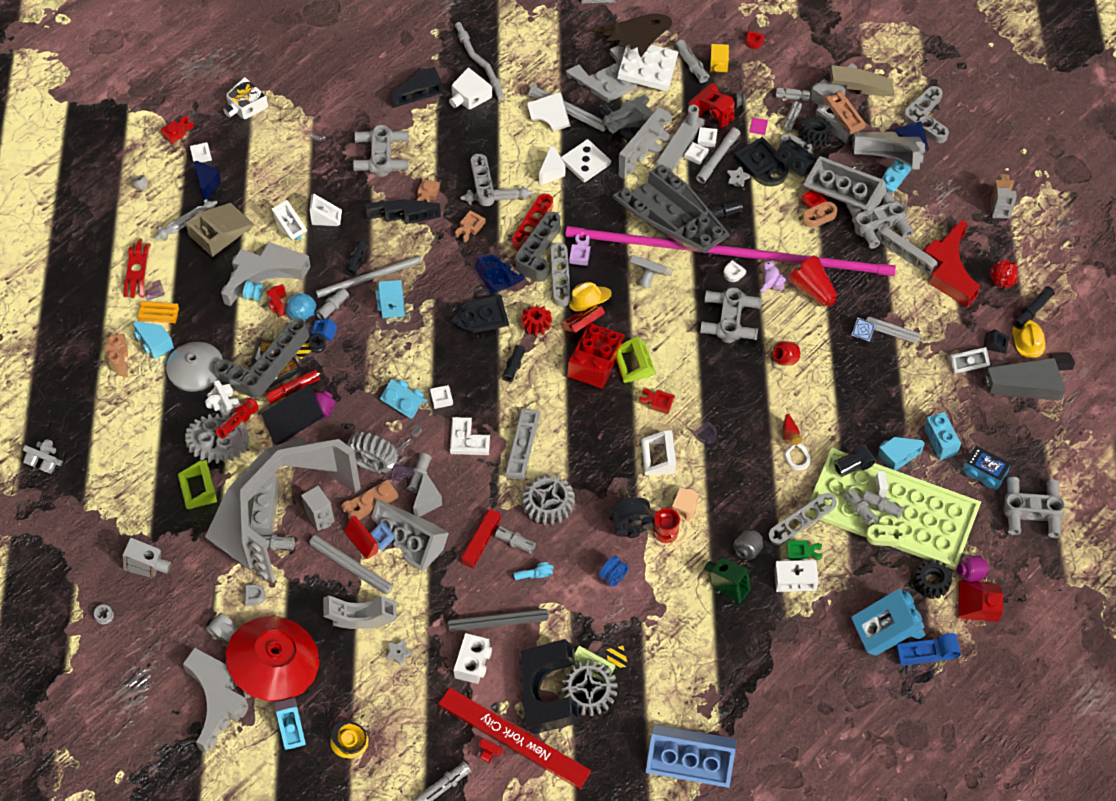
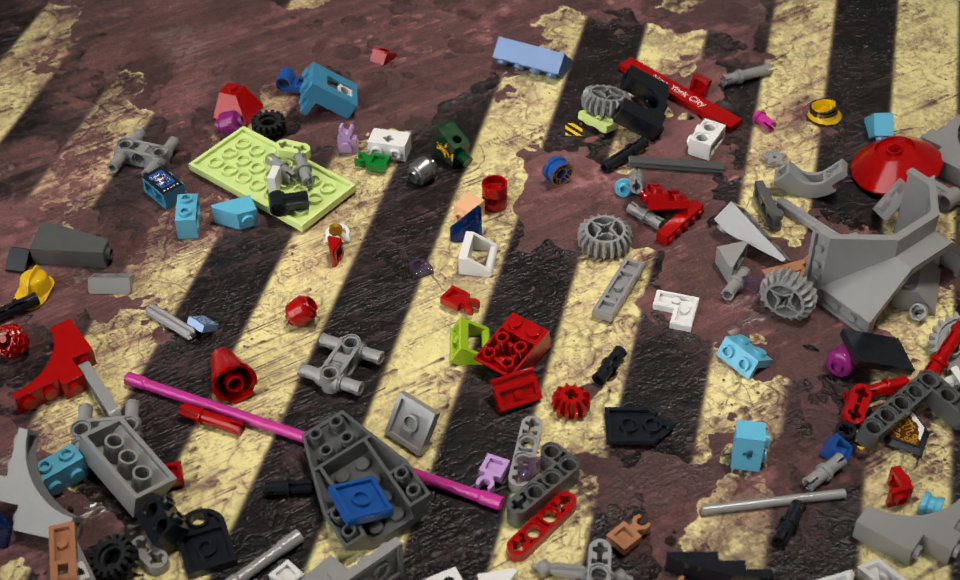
camera: 165 degrees left, 15 degrees down
(276, 586) = (891, 200): none -> light grey tile
(300, 306) = (865, 477): dark azure hair -> none
(309, 362) = (851, 403): none -> red beam
(361, 538) = (798, 238): red slope -> none
(383, 535) = (782, 239): medium blue tile -> none
(398, 573) = (768, 206): none -> dark grey plate
(418, 710) = (761, 118): none -> dark pink pin
(441, 397) = (700, 352): white tile -> none
(496, 273) = (605, 469): clear blue slope -> none
(501, 553) = (657, 198): none -> red plate
(531, 563) = (636, 180): none -> light grey pin
(548, 627) = (620, 157): none -> black pin
(553, 254) = (528, 468): none -> clear purple tile
(587, 295) = (497, 417): yellow piece -> none
(630, 516) = (528, 196): black wheel -> none
(663, 190) = (360, 501): none -> blue tile
(675, 478) = (470, 222): none -> clear blue slope
(733, 272) = (312, 415): white tile -> none
(737, 181) = (253, 532): light grey plate -> none
(772, 277) = (272, 392): lavender animal -> none
(801, 517) = (362, 176): light grey beam -> none
(808, 249) = (203, 416): none -> red axle
(819, 215) = (183, 451): nougat plate -> none
(839, 566) = (347, 141): none -> lavender plate
(865, 731) = (382, 56): none -> slope
(996, 341) = (71, 292): black slope -> none

